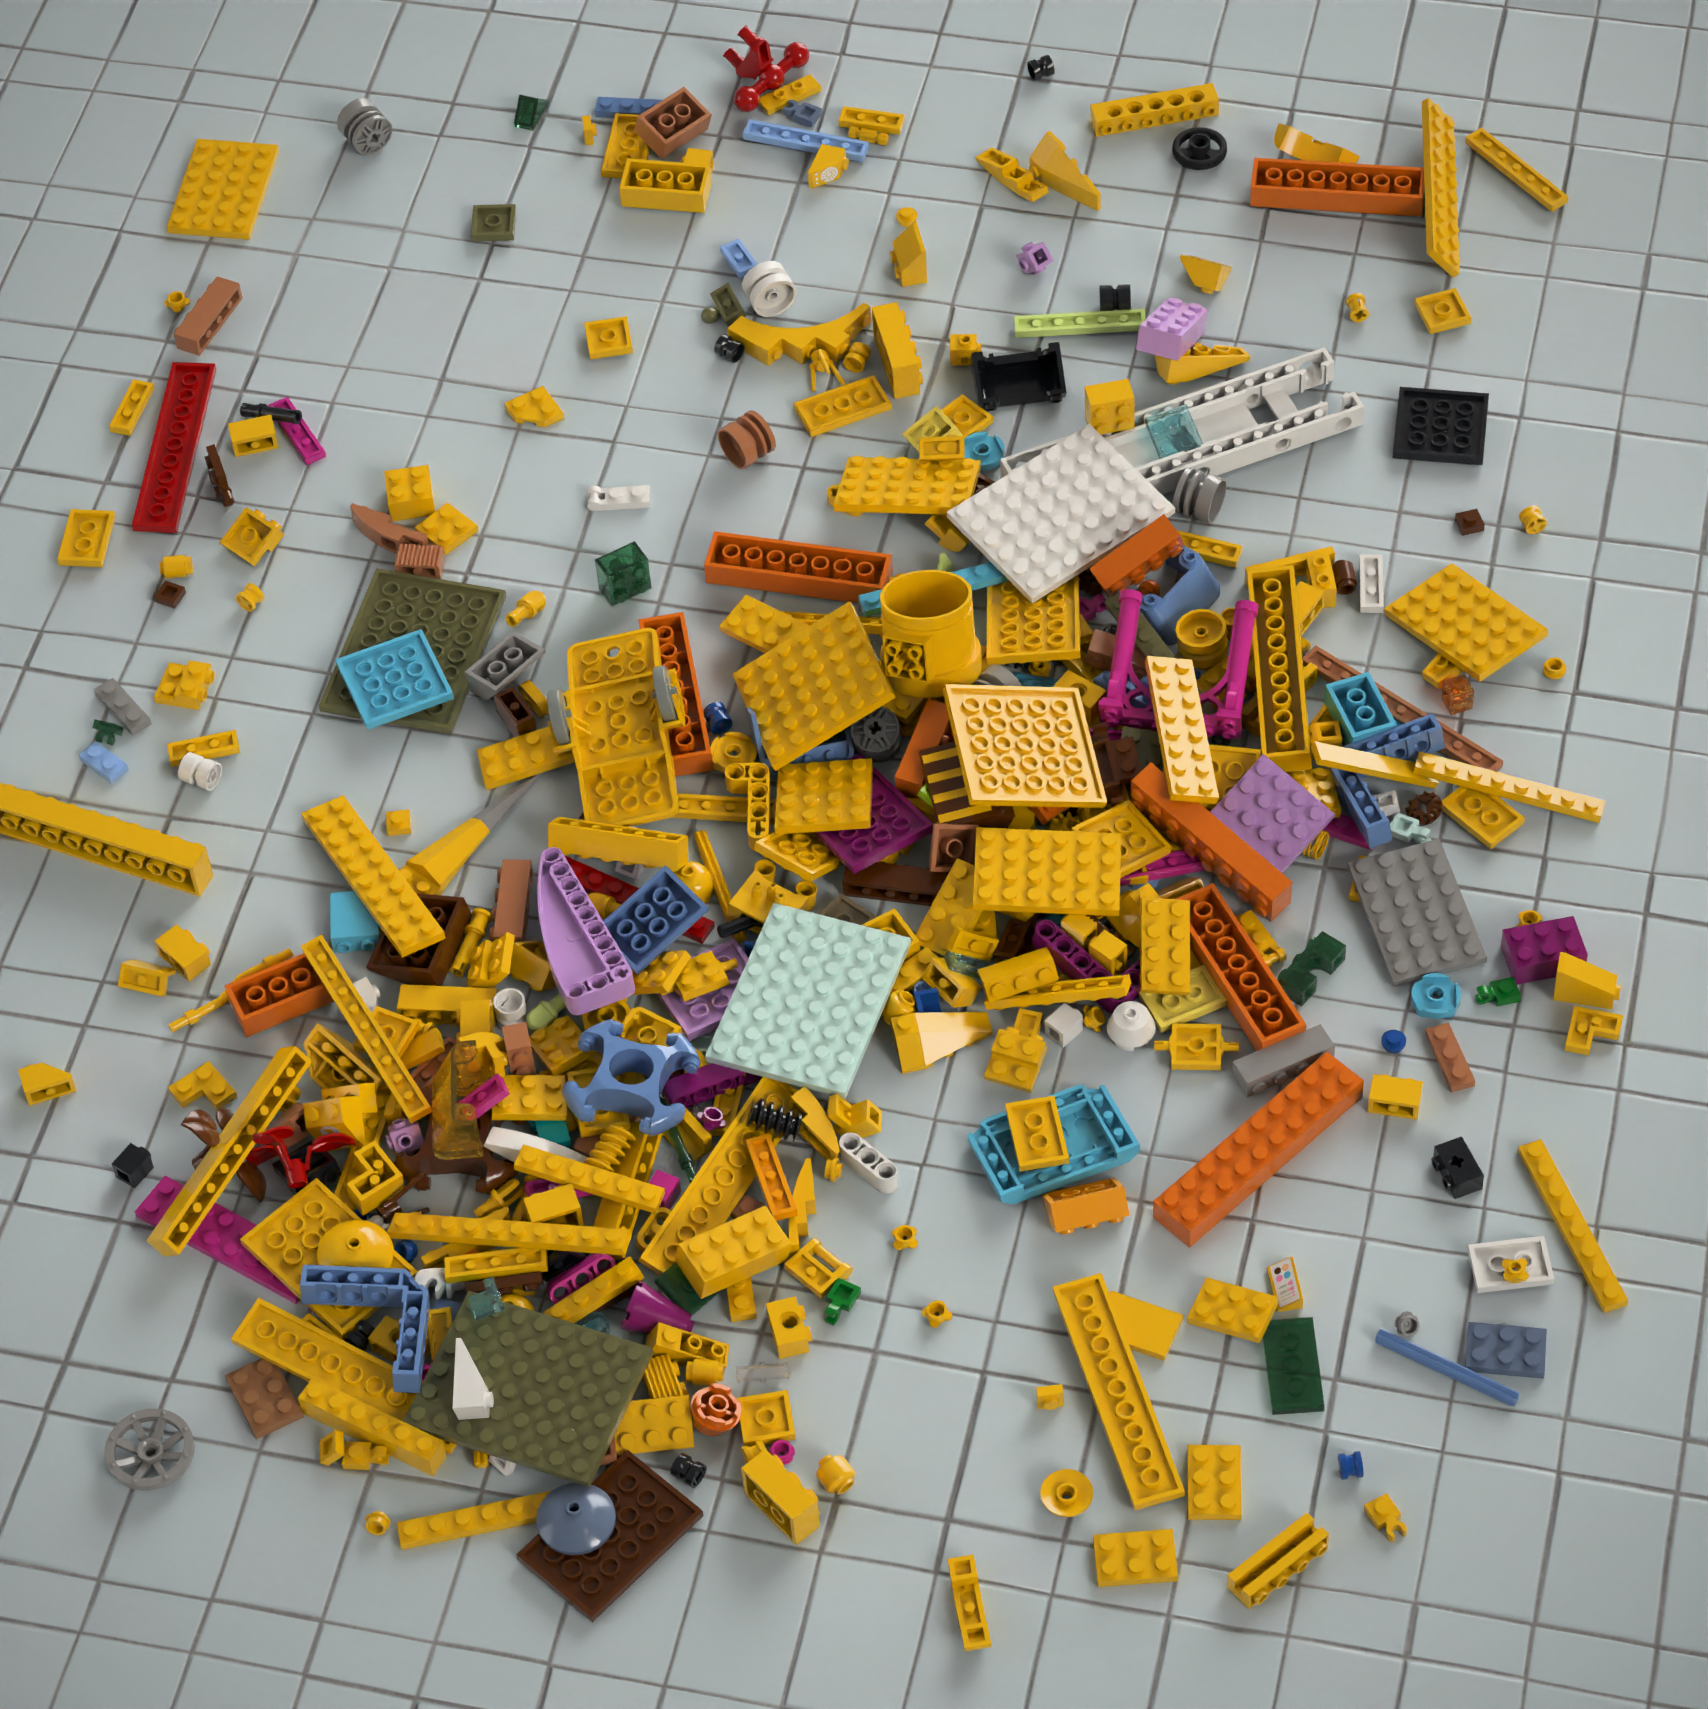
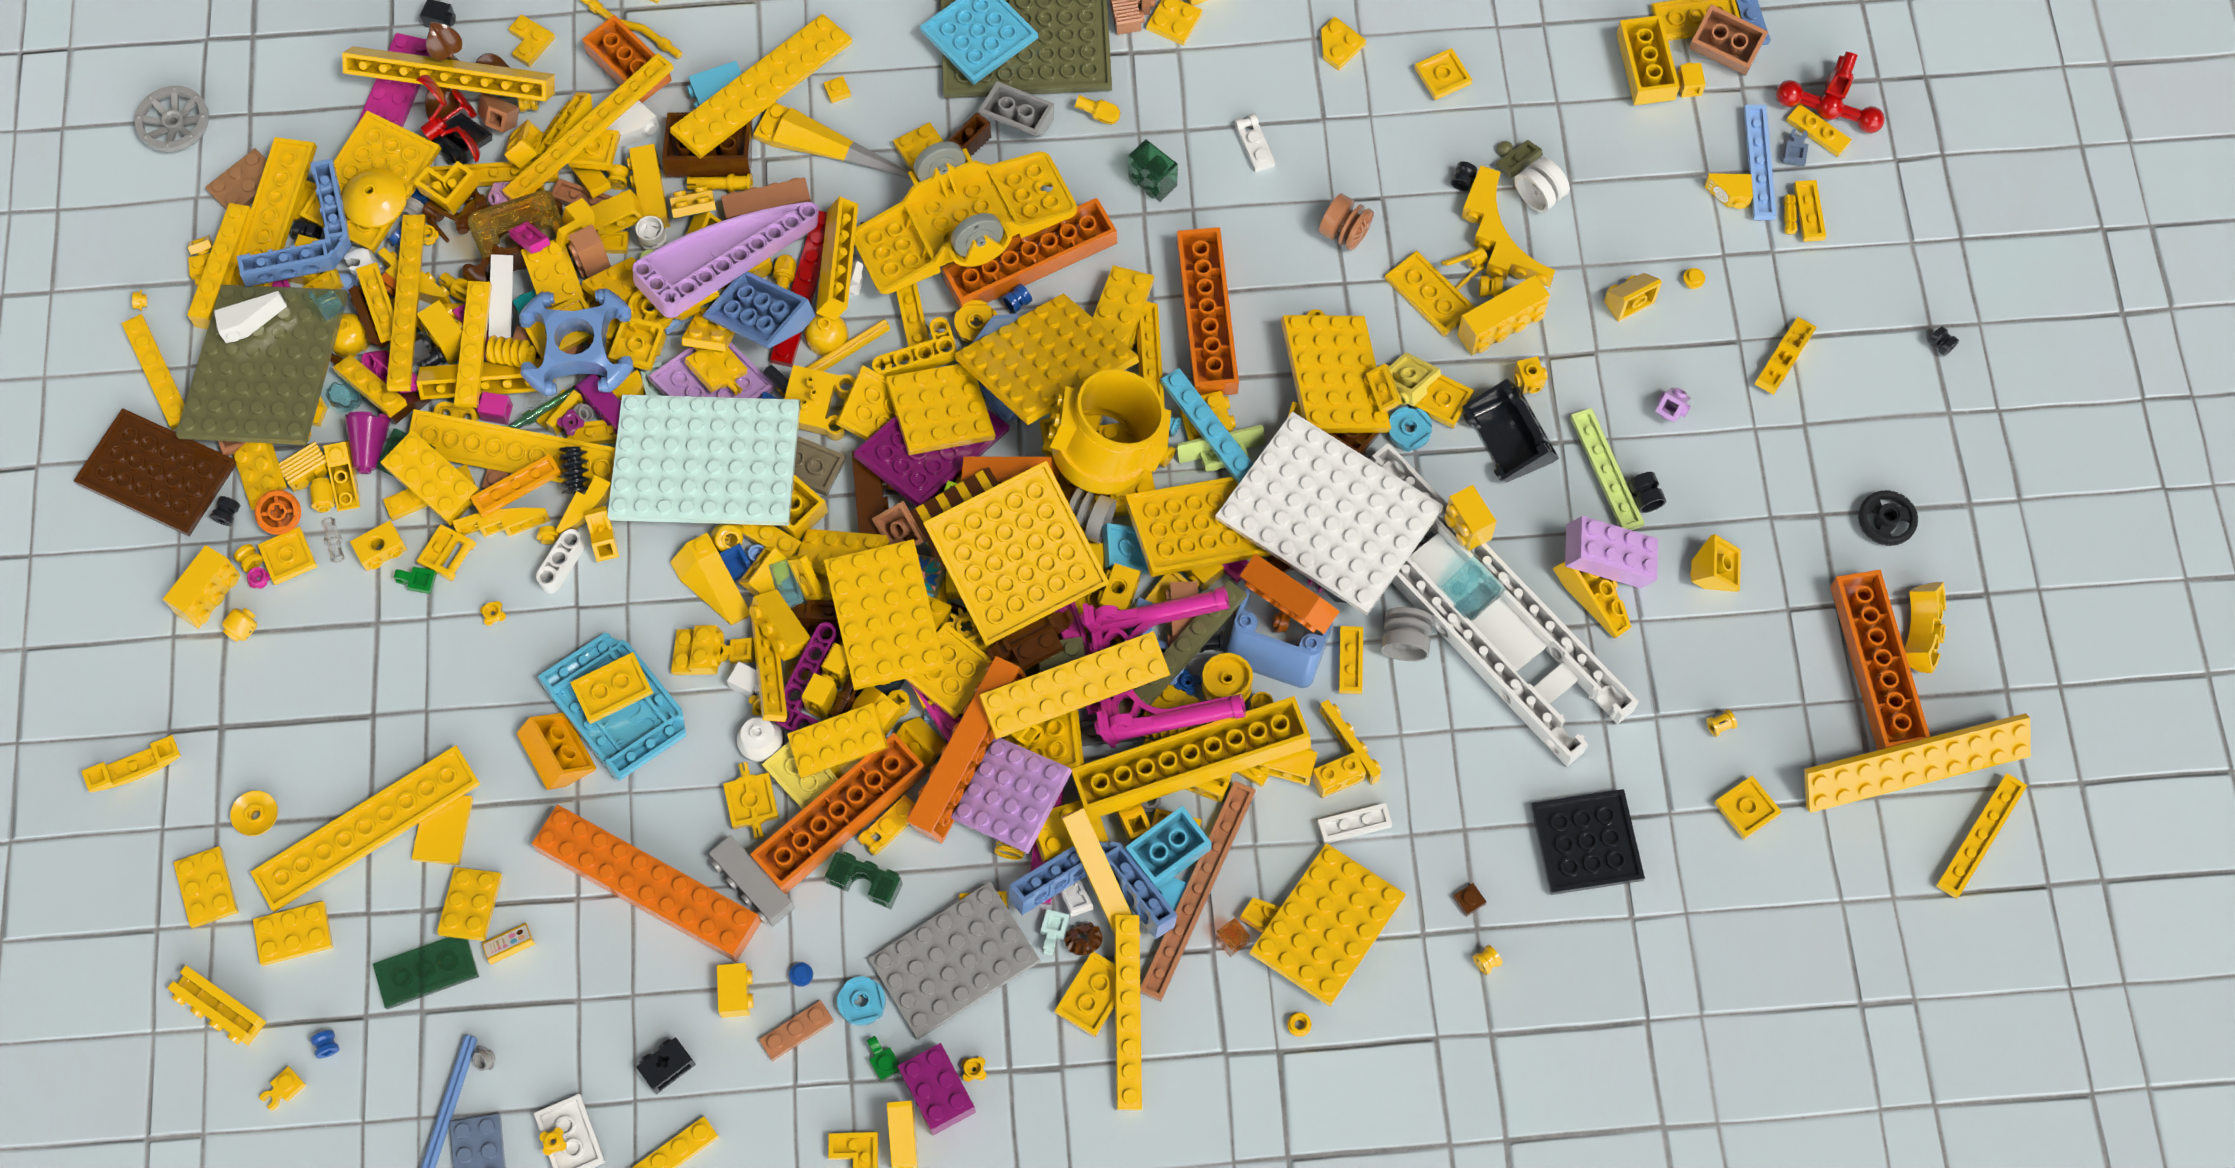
camera: 70 degrees right, 15 degrees up
(336, 1116) = (497, 137): yellow slope -> none
(533, 698) = (998, 147): yellow beam -> none
(579, 1530) = (160, 451): sand blue dish -> none
(738, 257) = (1582, 151): light blue plate -> none
(886, 741) = (1018, 436): dark grey wheel -> none
(936, 1307) = (414, 659): yellow plate -> none
(1050, 1397) = (347, 774): yellow plate -> none
(1055, 169) = (1802, 391): yellow wedge -> none
(1154, 109) = (1926, 450): yellow brick -> none
(1344, 577) = (1354, 795): reddish brown brick -> none

